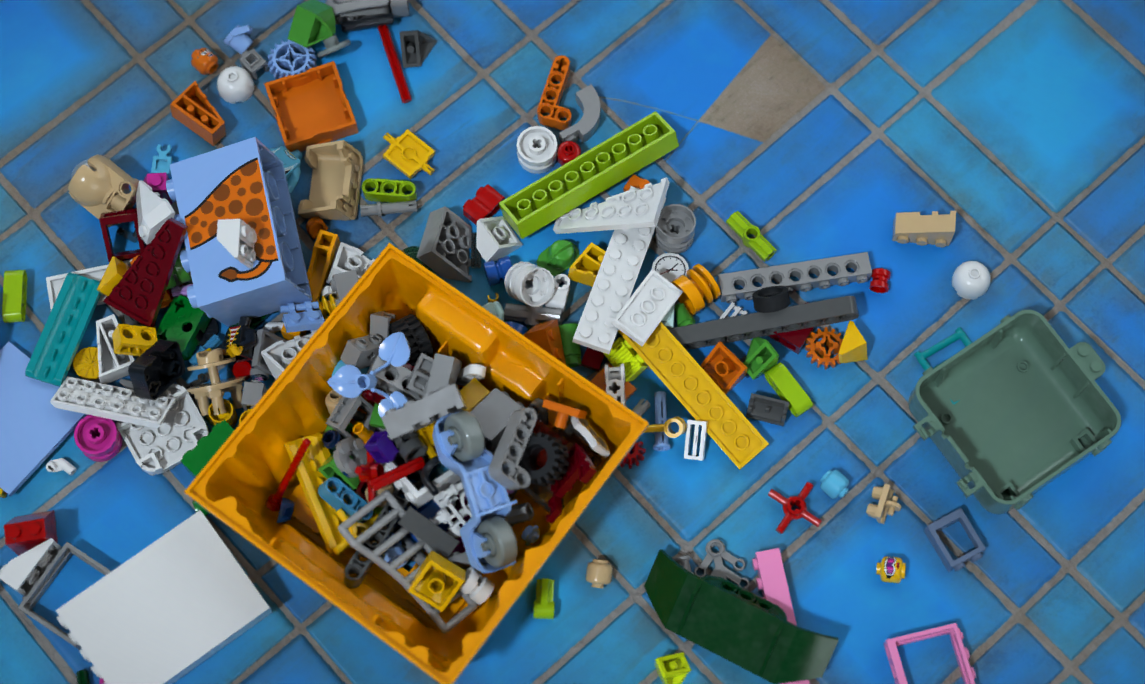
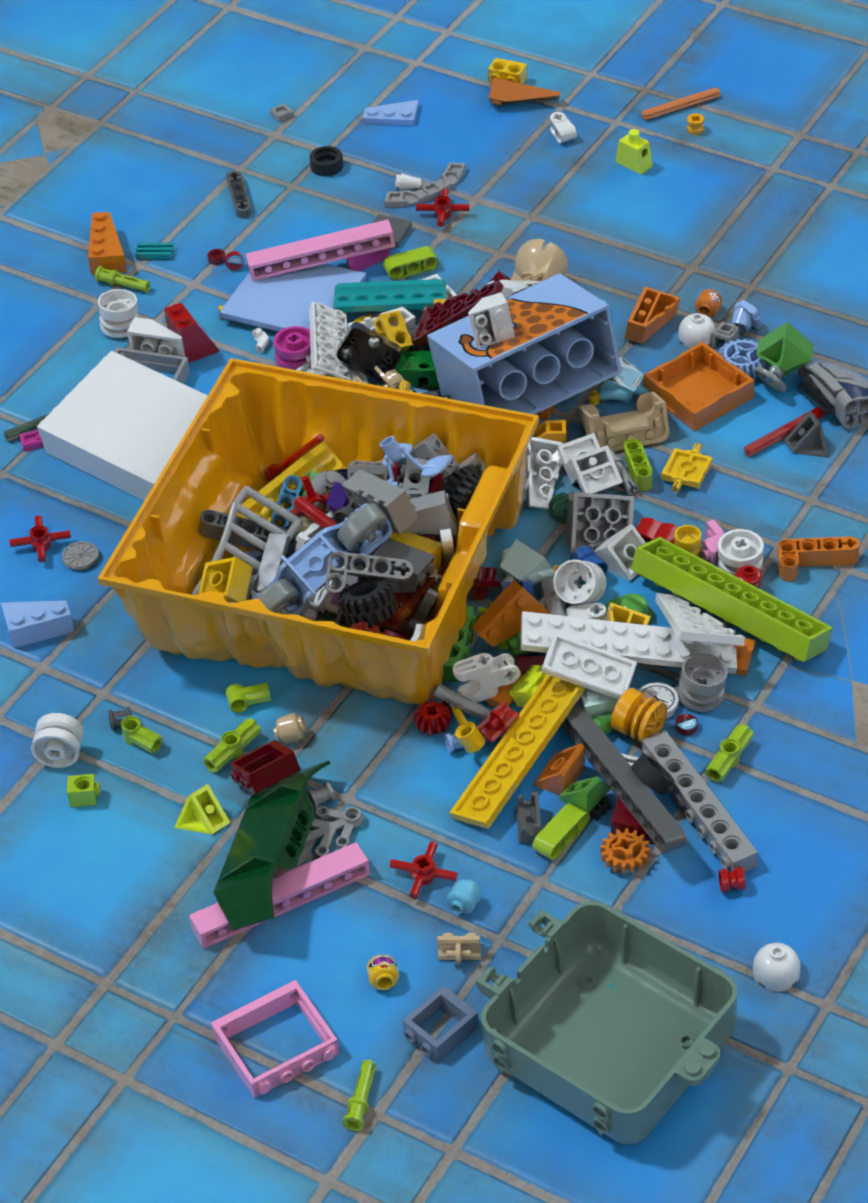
camera: 75 degrees right, 25 degrees down
(286, 510) = (263, 476): blue slope -> none
(314, 225) = (574, 426): orange tile -> none
(379, 228) = (589, 464): none -> white bracket
(507, 182) = (688, 538): none -> yellow wheel
(520, 169) = (710, 544): none -> bright pink slope
(563, 412) = (429, 608): orange tile -> none
(590, 105) = (800, 587): light grey arch -> none
(593, 617) = (231, 745): none -> lime piece
(623, 593) = (264, 767): none -> dark red window
(667, 400) = (497, 722): none -> red hips
(697, 423) = (467, 765): white tile -> none
(704, 257) = (686, 724): none -> dark red tile
(853, 345) = (633, 865): yellow slope -> none
(924, 229) = (817, 903): tan wedge -> none
(1013, 625) = (358, 1104): none -> lime pin

